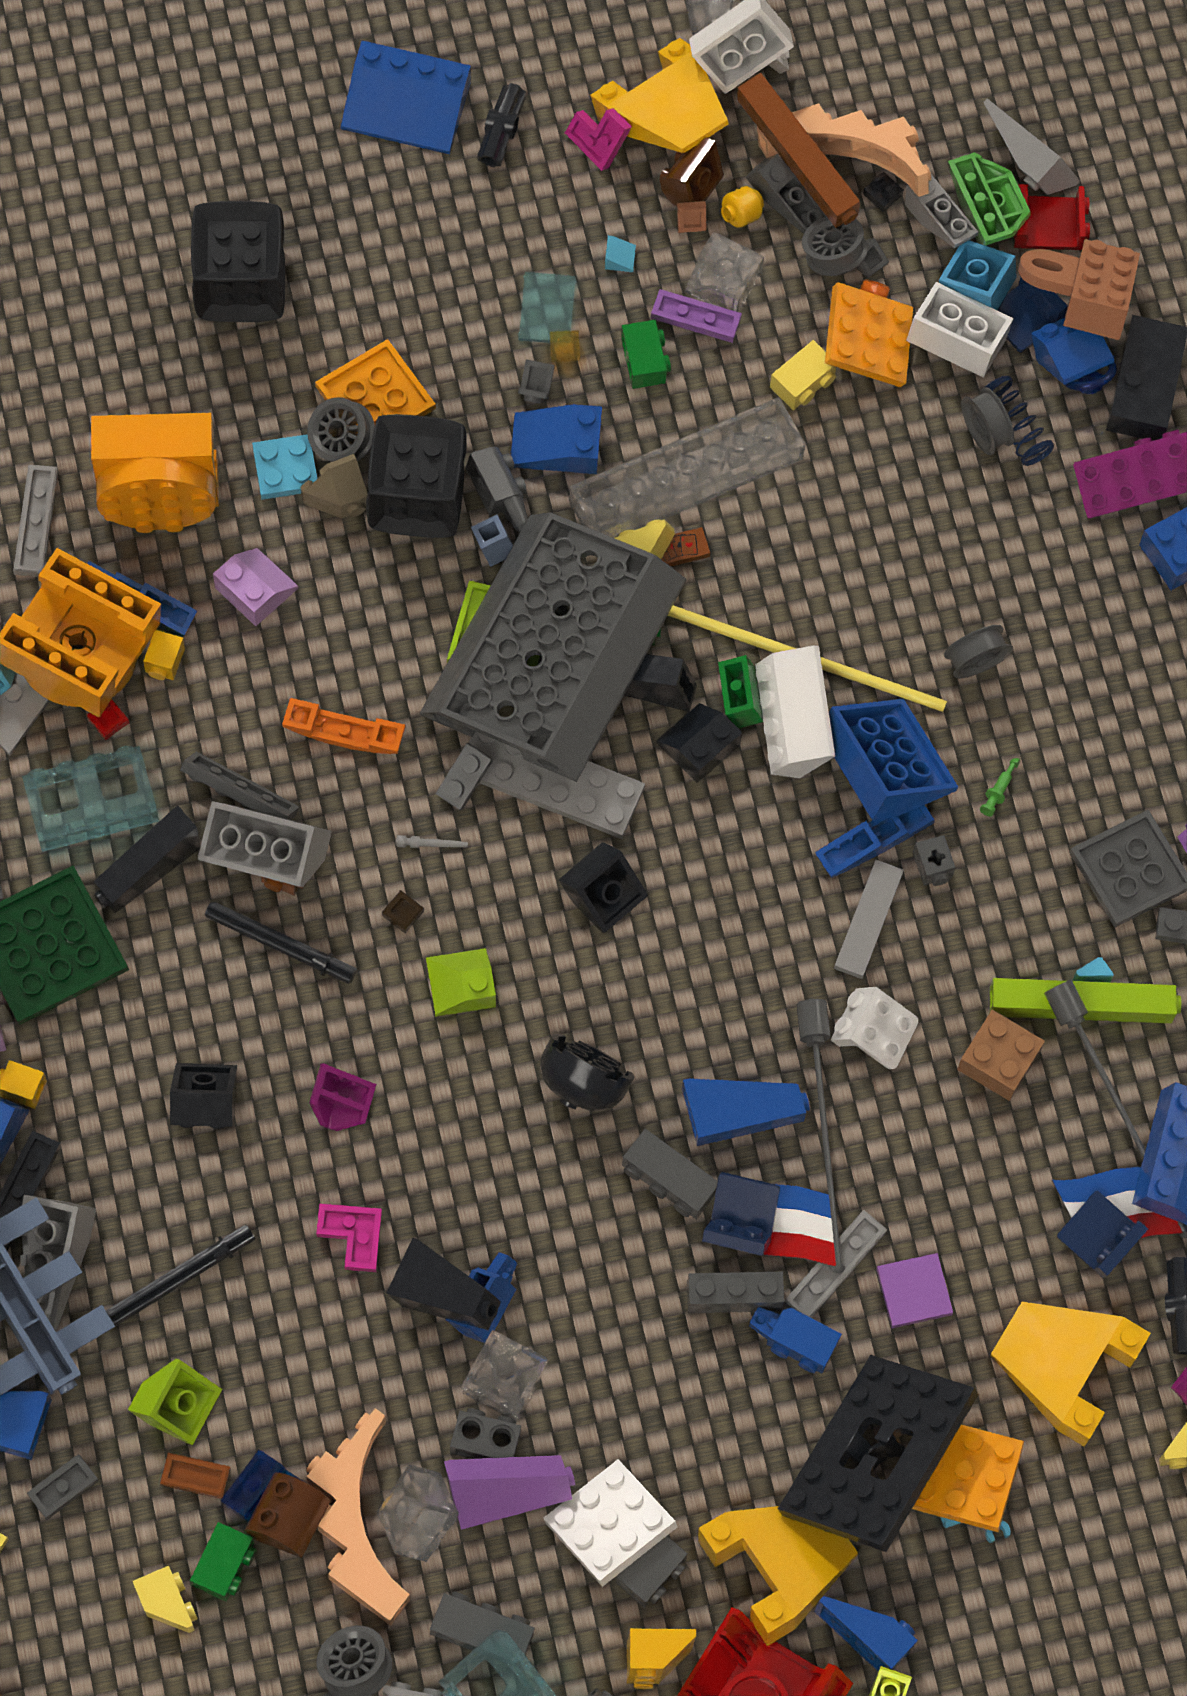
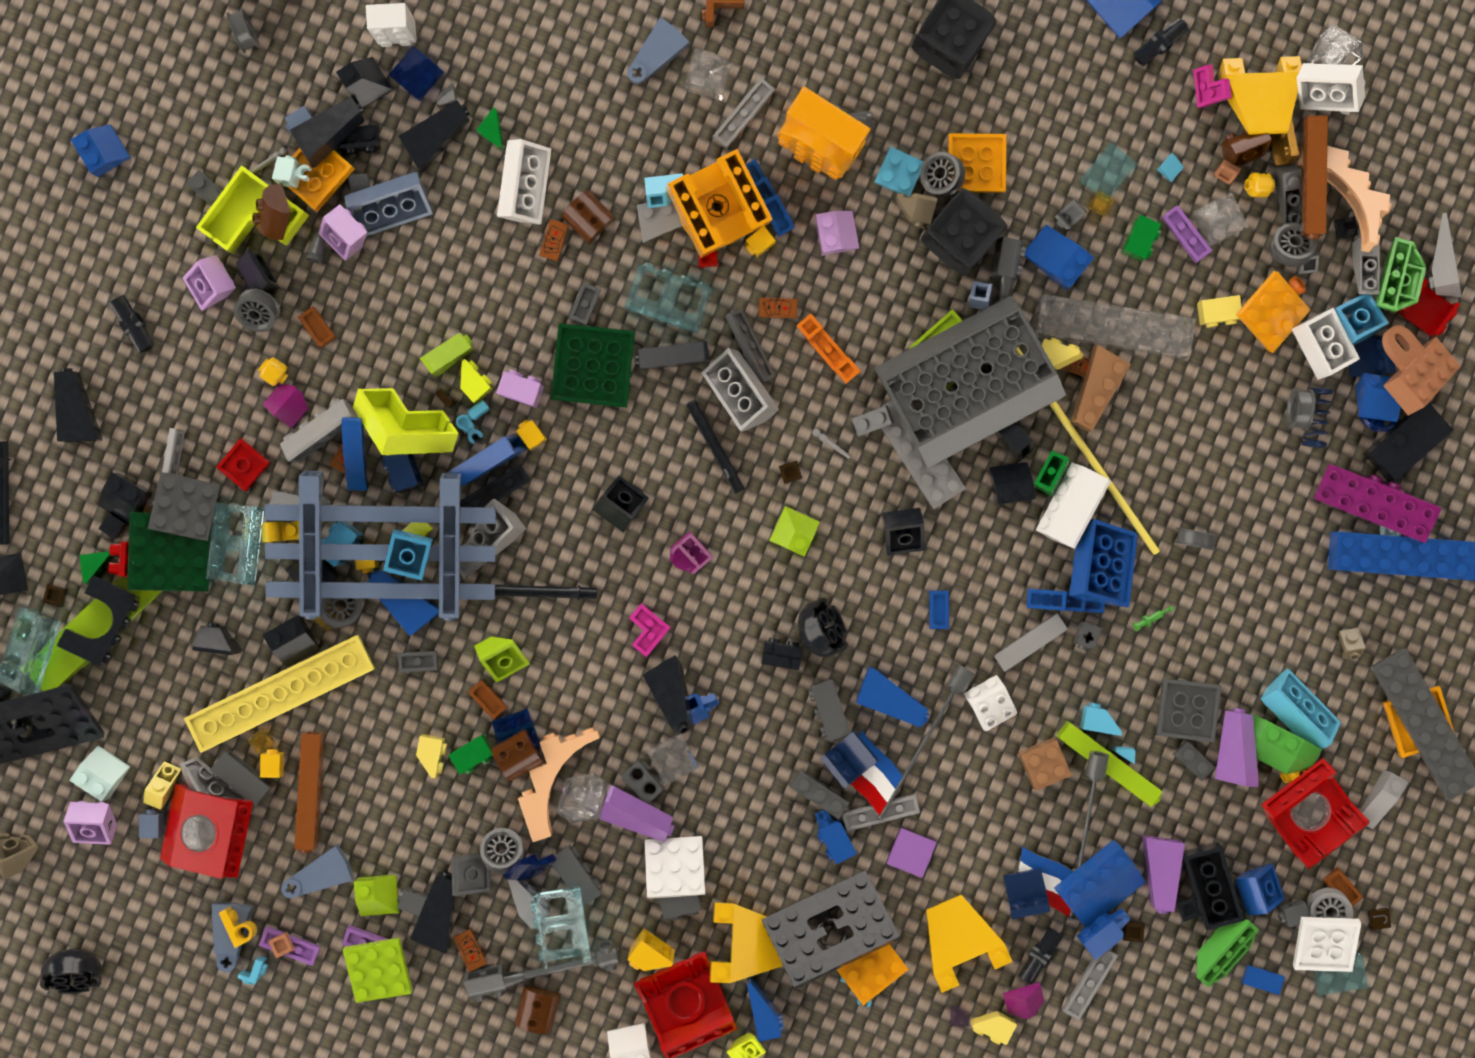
camera: 40 degrees right, 20 degrees up
(243, 722) = (778, 308): none -> dark orange tile
(409, 1653) = (529, 867): none -> clear blue slope
(555, 1146) = (782, 654): none -> black brick
(720, 553) = (1099, 384): none -> medium nougat wedge
(721, 956) = (939, 609): none -> blue tile
(739, 145) = (1284, 147): none -> pearl gold bracket
(1029, 954) = (1098, 719): none -> medium azure slope
(1138, 1467) = (958, 1017): none -> tile

